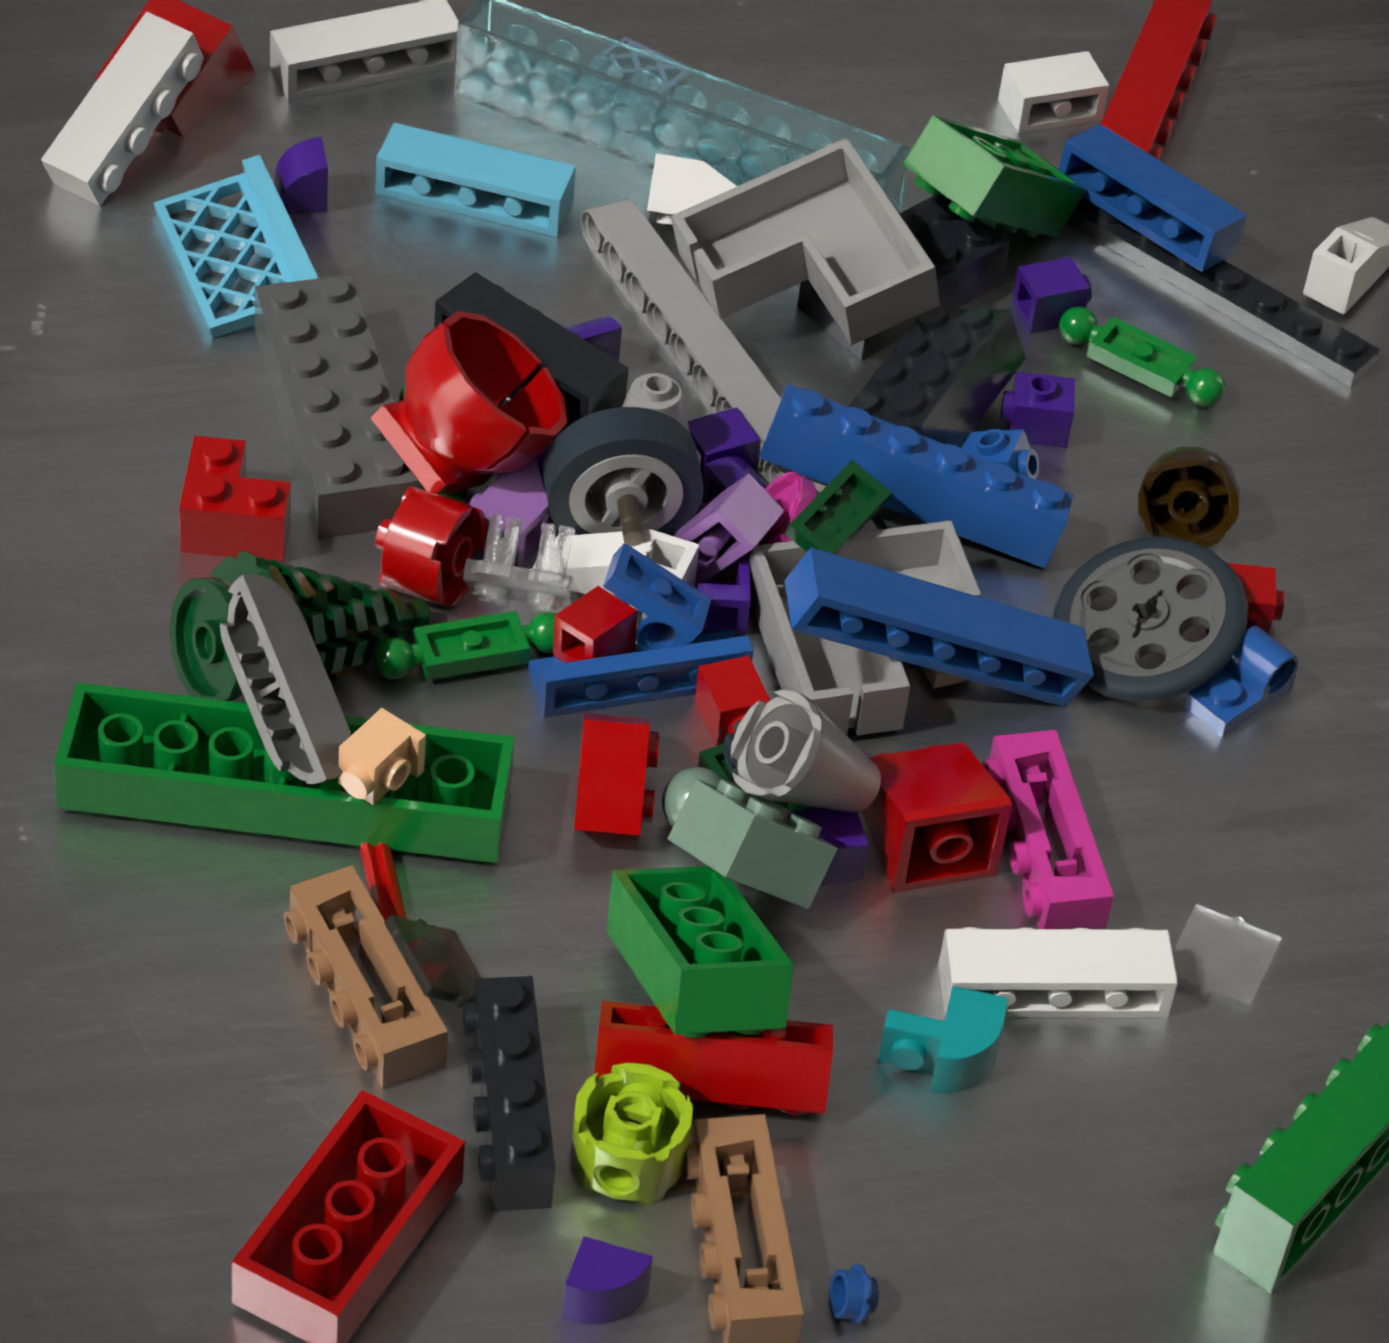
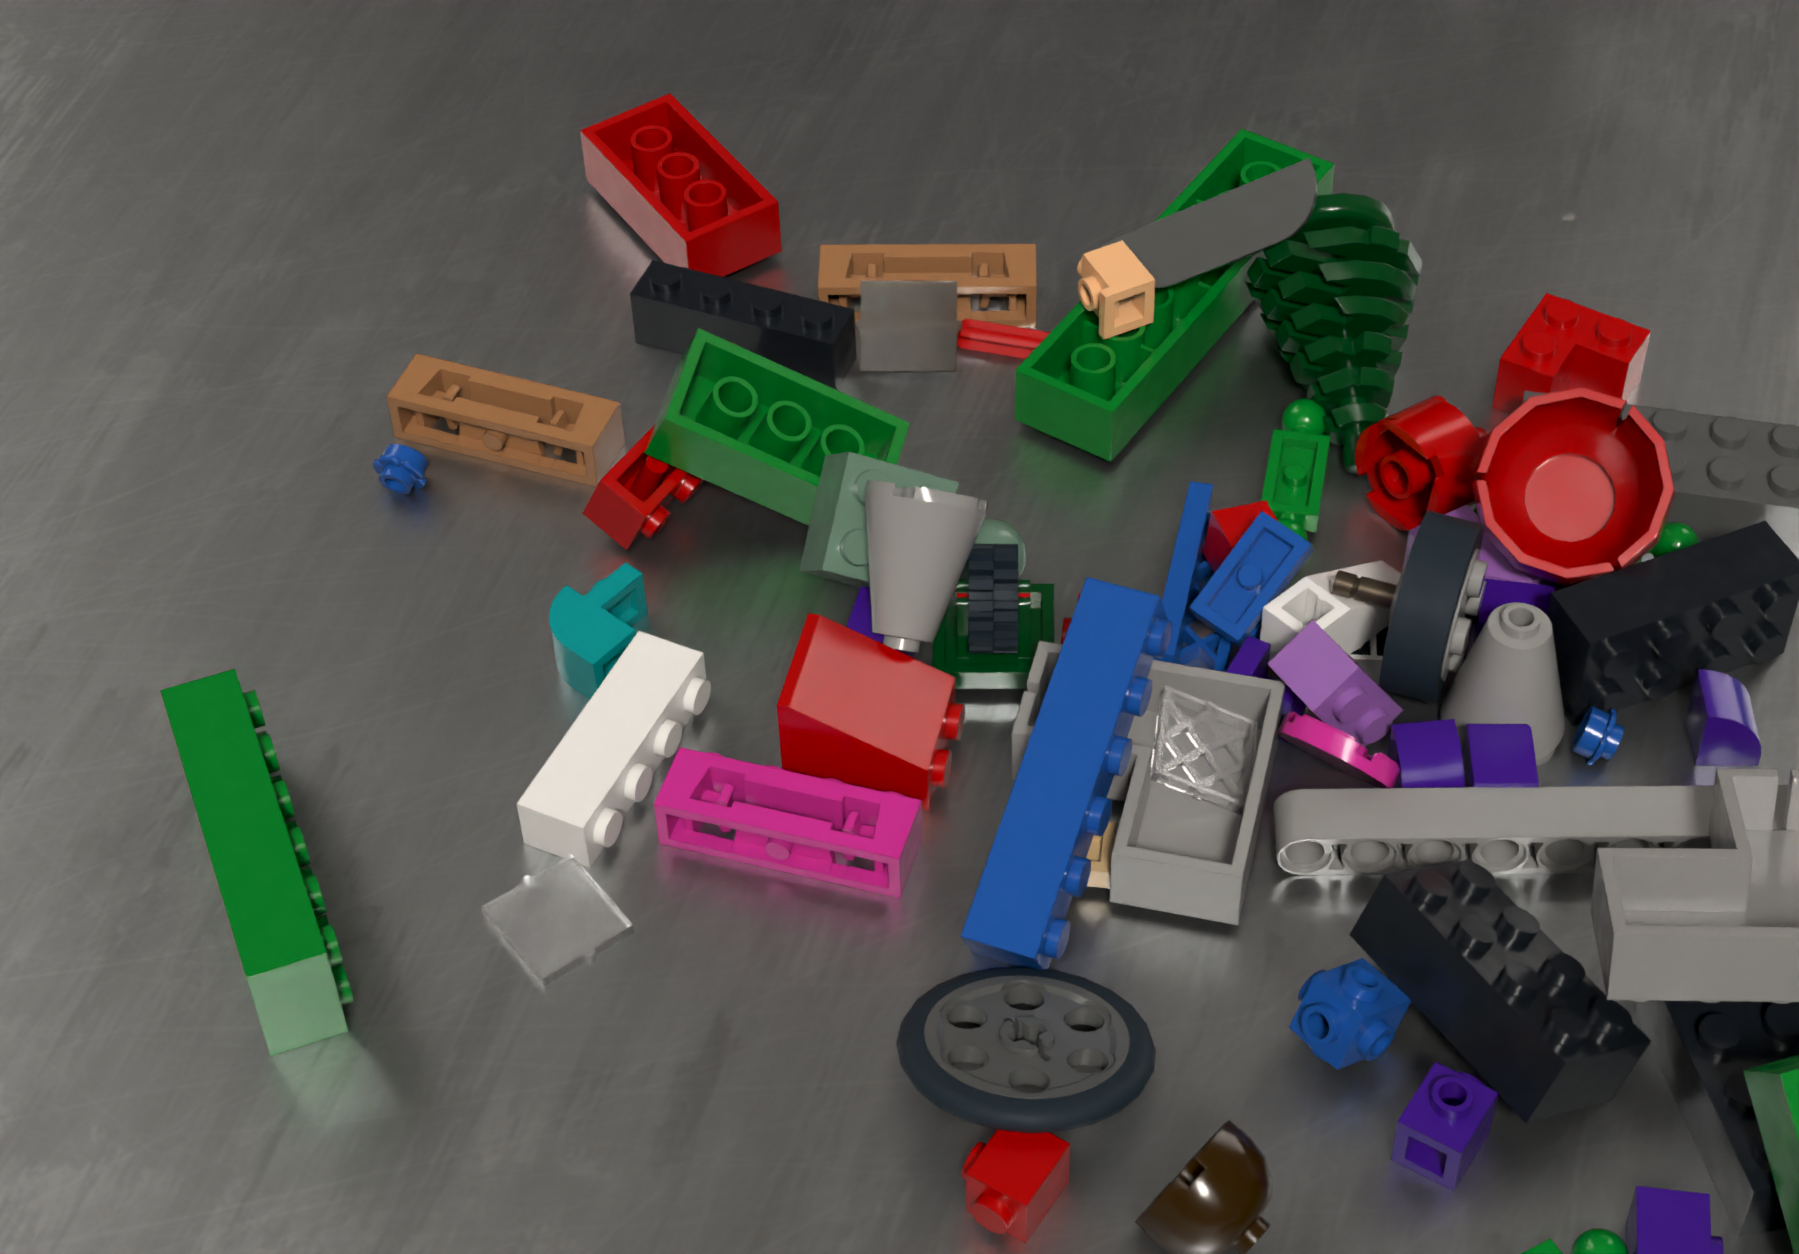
camera: 125 degrees right, 0 degrees up
(499, 581) = (1344, 504): clear plate -> none
(605, 1283) = (529, 321): dark purple brick -> none
(614, 774) = (1067, 492): red brick -> none
(631, 1133) = (635, 363): lime brick -> none
(839, 510) = (1282, 750): dark green tile -> none
(925, 476) = (1326, 898): blue brick -> none
(1246, 685) = (896, 1127): blue plate -> none

